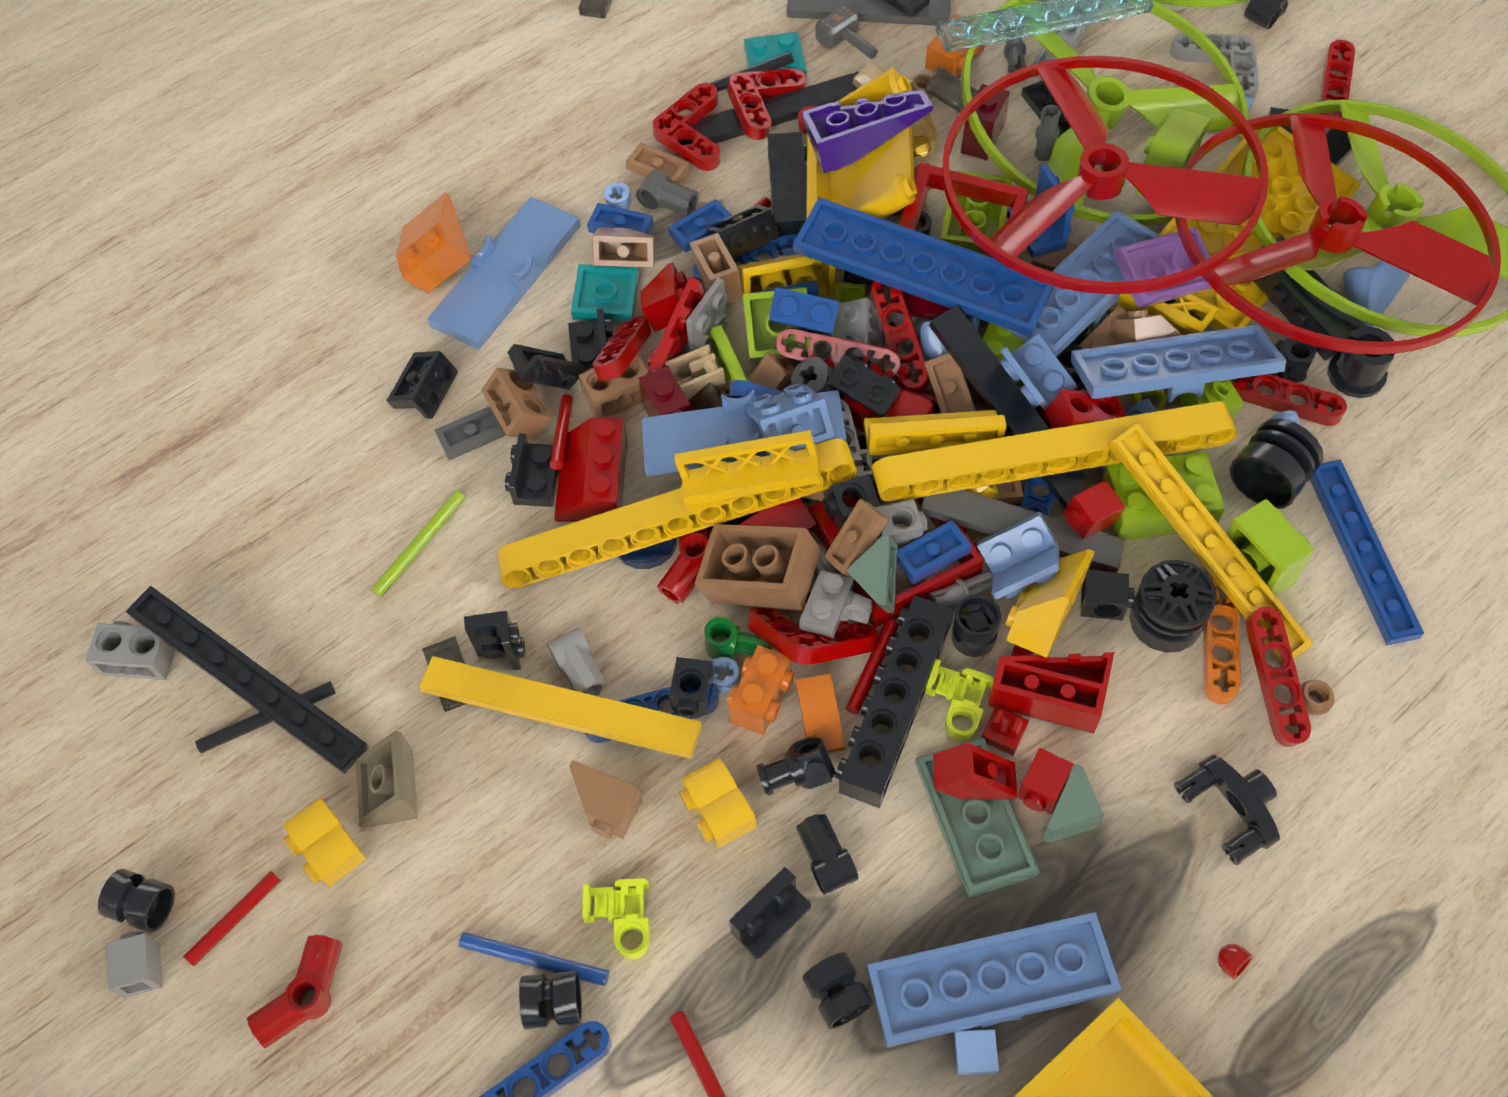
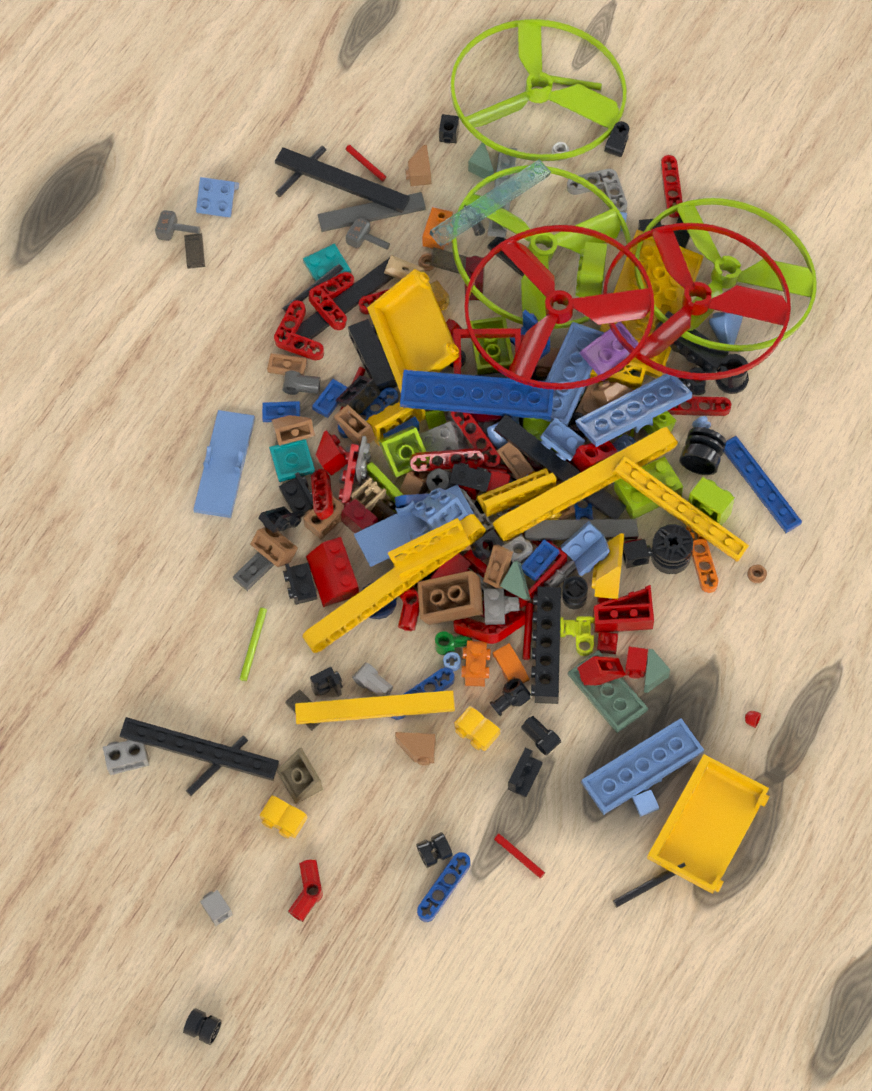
camera: 20 degrees left, 5 degrees up
(137, 899) = (201, 877): black wheel -> none
(232, 918) = (252, 869): red bar -> none
(423, 383) = (210, 550): black bracket -> none
(432, 245) = (175, 460): orange slope -> none
(532, 958) = (413, 835): blue bar -> none
(561, 432) = (305, 553): red bar -> none
(618, 189) = (270, 387): light blue bush -> none
(624, 904) = (449, 795): neon yellow piece -> none
(689, 673) = (441, 666): black brick -> none
(803, 311) = (421, 443): blue brick -> none
(830, 978) = (565, 792): black wheel -> none
(851, 131) = (403, 315): dark purple wedge -> none
(1047, 132) = (514, 277): dark grey pin -> none
(1094, 510) = (615, 509): red brick -> none
(1245, 795) = (737, 637): black connector -> none
(1284, 675) = (731, 571): red beam -> none

